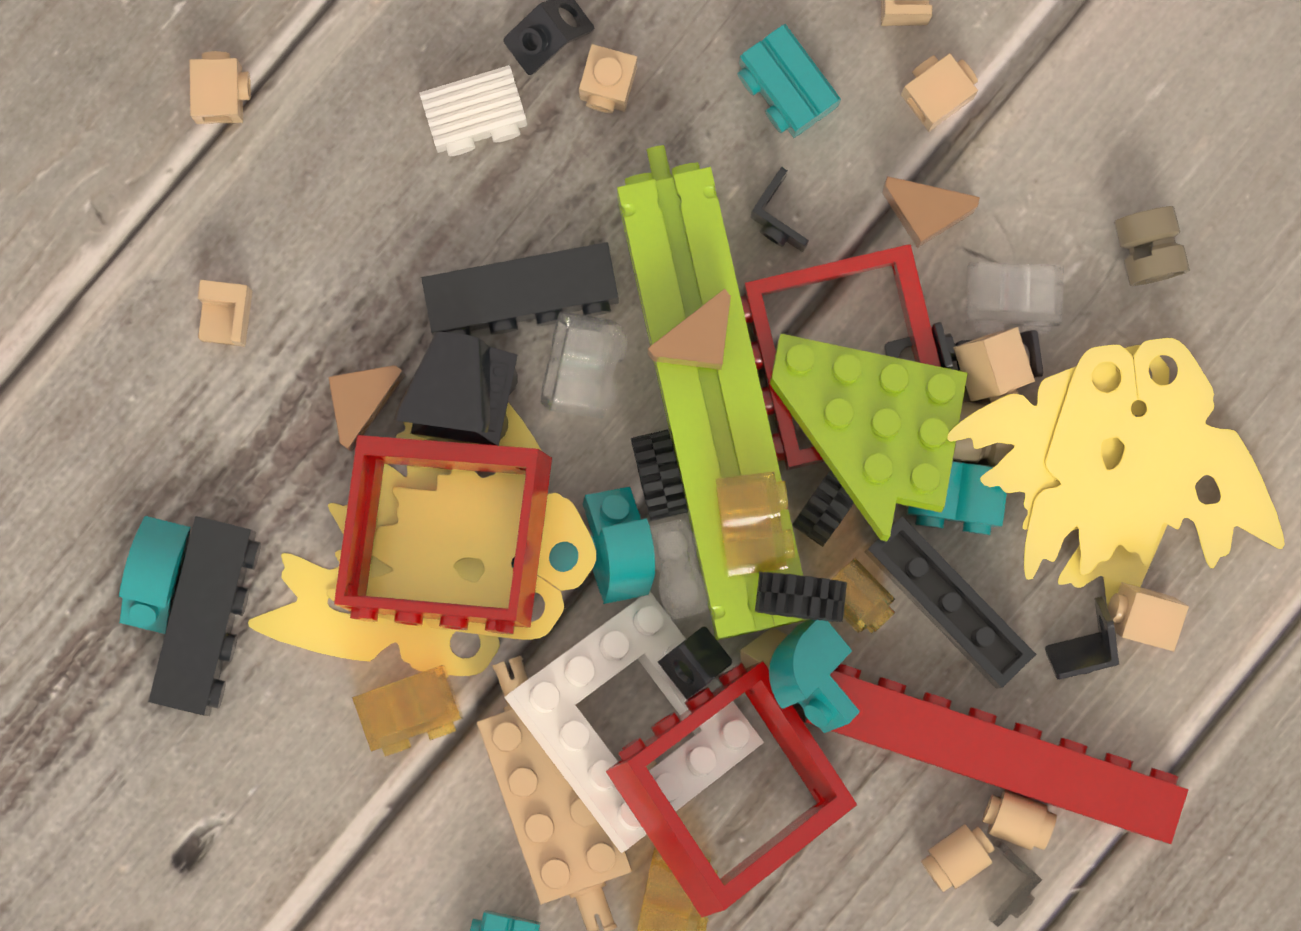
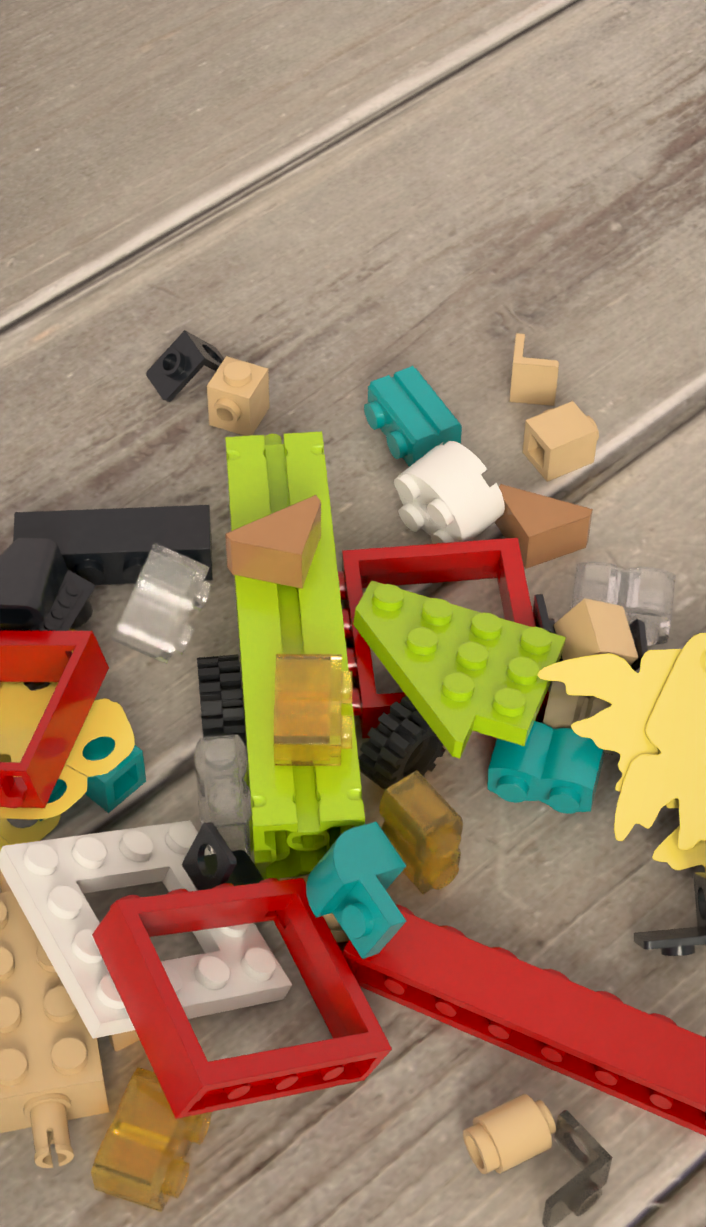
camera: 10 degrees right, 35 degrees down
(474, 111) = (103, 409): white brick -> none
(623, 545) = (165, 764): teal brick -> none
(772, 227) = (378, 519): black bracket -> none
(801, 596) = (352, 769): black tyre -> none
(838, 197) = (448, 495): none -> white brick
(950, 603) = (531, 861): black brick -> none
(1019, 820) = (591, 1099): tan brick -> none

